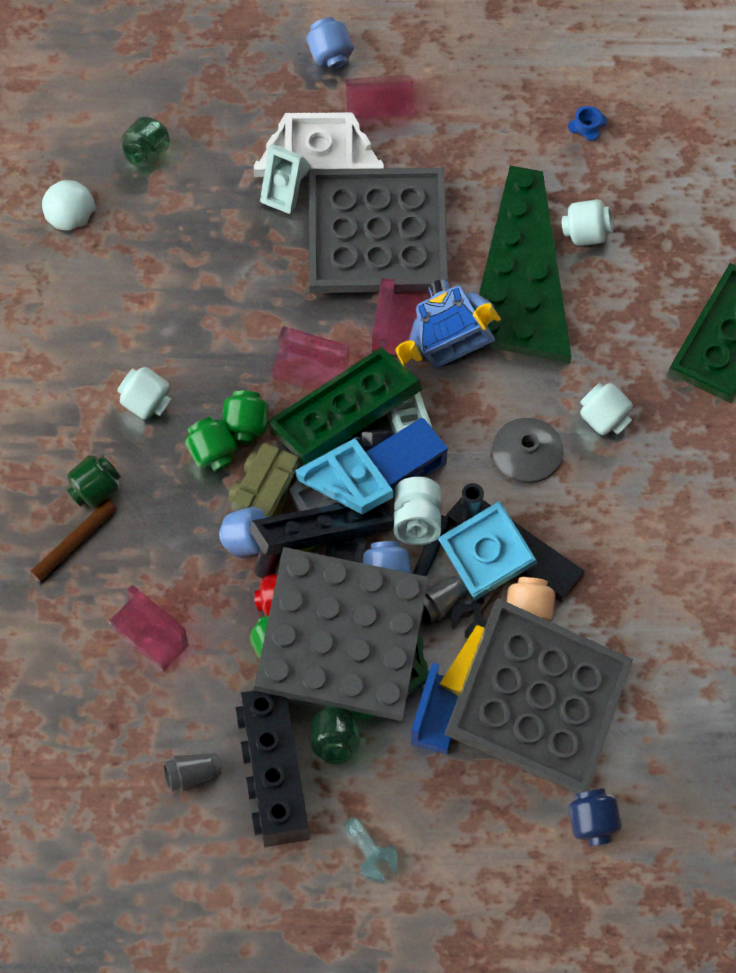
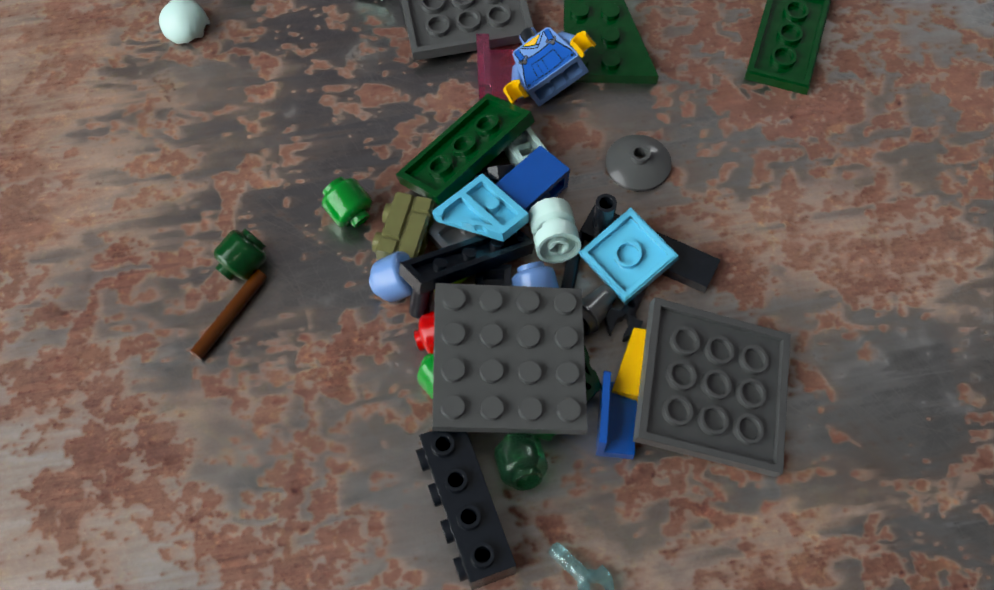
camera: 10 degrees left, 0 degrees up
(144, 393) = (276, 167): light aqua head -> none
(150, 629) = (317, 387): clear pink panel -> none
(190, 770) = (381, 524): dark grey cone -> none
(245, 416) = (375, 172): green head -> none
(308, 359) = (423, 114): clear pink panel -> none
(533, 596) = (682, 290): light nougat head -> none
(595, 816) = (799, 497): dark blue head -> none
(606, 409) = (702, 114): light aqua head -> none

